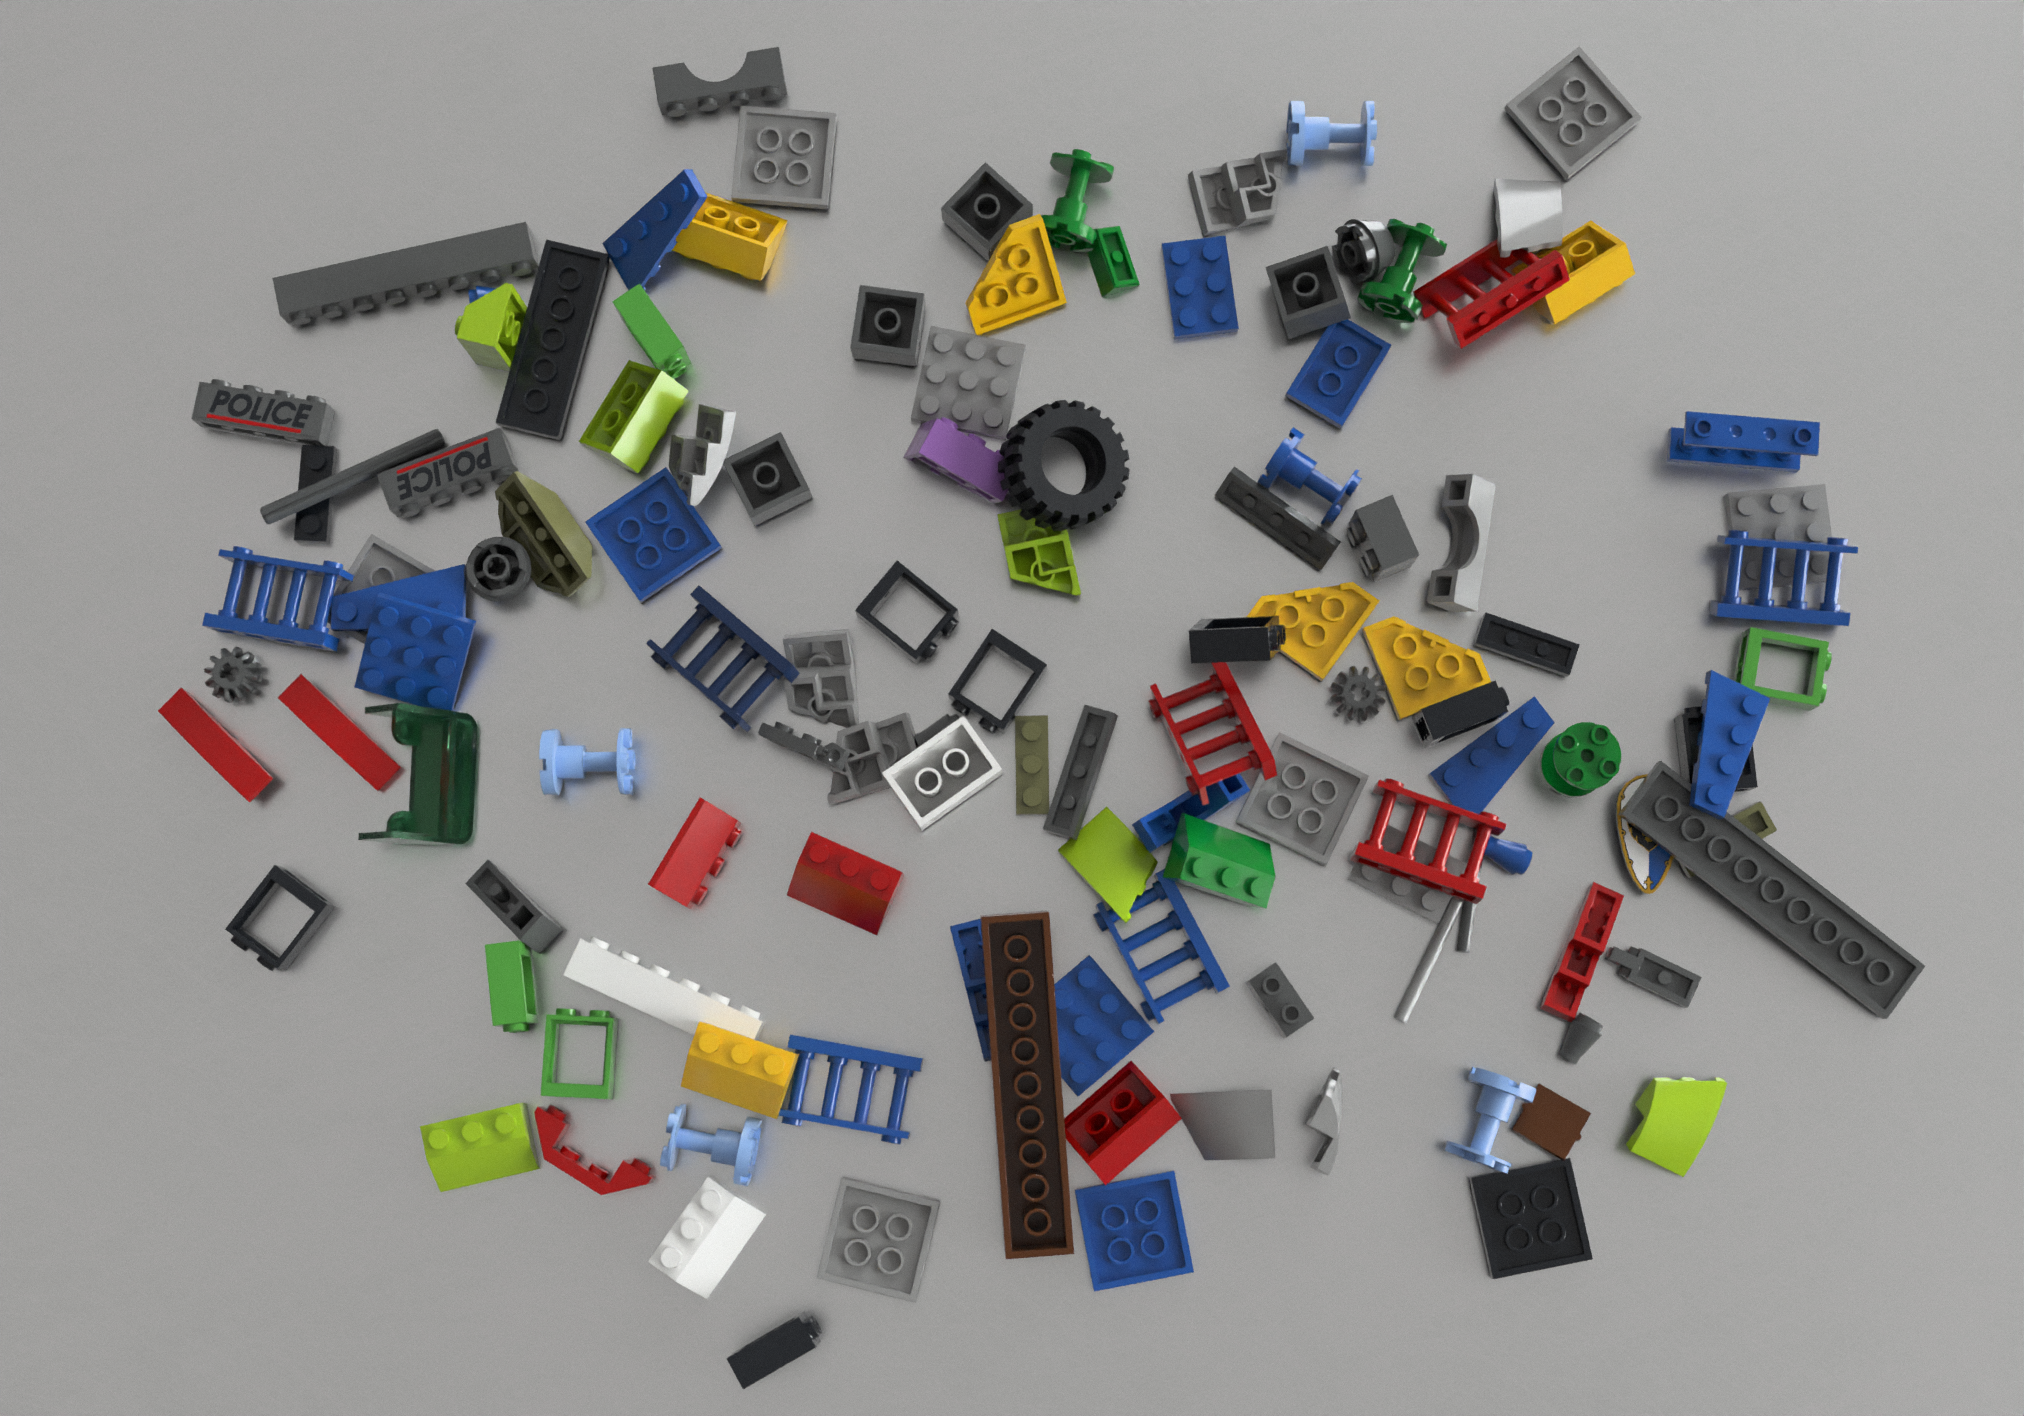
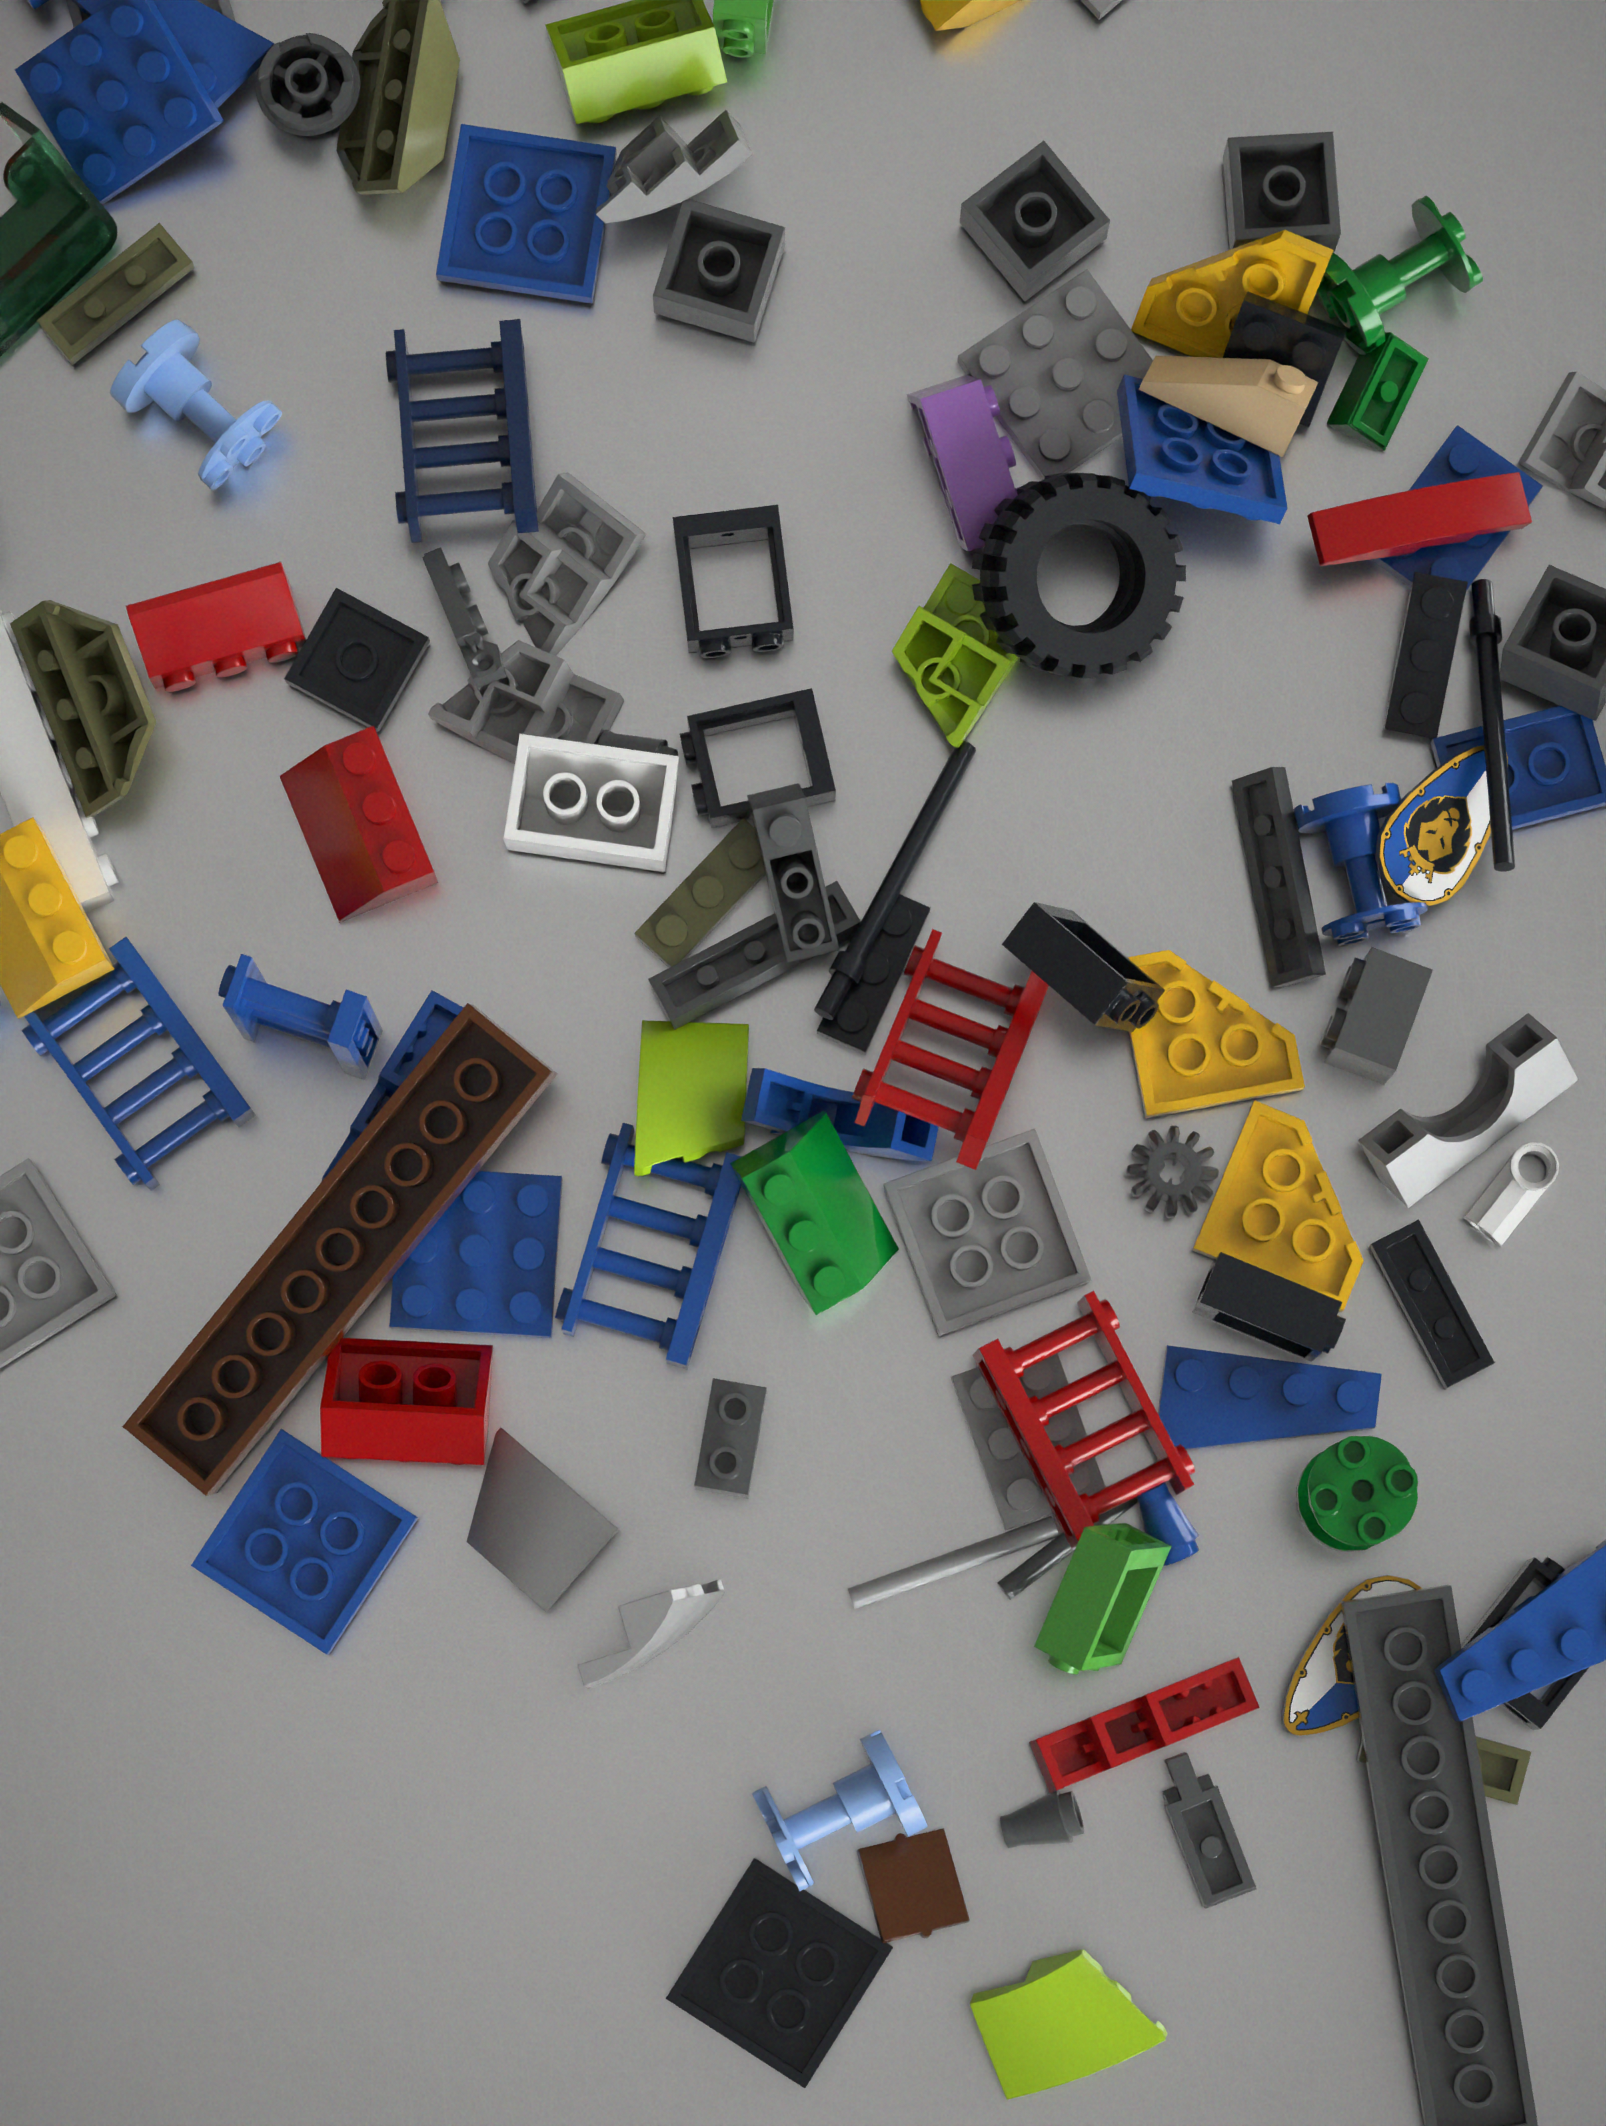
camera: 40 degrees right, 0 degrees up
(499, 746) = (115, 294): none -> olive plate
(668, 942) = (88, 698): none -> olive wedge
(771, 809) = (357, 660): none -> black plate
(935, 983) = (344, 1027): none -> blue fence
(1057, 286) = (1289, 338): none -> black plate
(1057, 318) = (1239, 395): none -> tan slope
(1063, 718) = (793, 872): none -> dark grey slope
(1064, 358) = (1196, 461): none -> blue plate
(1129, 737) = (849, 964): none -> black bar
(1138, 729) = (867, 1002): none -> black plate
(1188, 300) = (1419, 519): none -> red slope
(1247, 359) = (1425, 655): none -> black plate
(1265, 325) = (1485, 635): none -> black bar
(1330, 427) = (1437, 831): none -> shield
(1514, 564) = (1510, 1195): none -> white piece
(1514, 913) = (1101, 1597): none -> bright green window

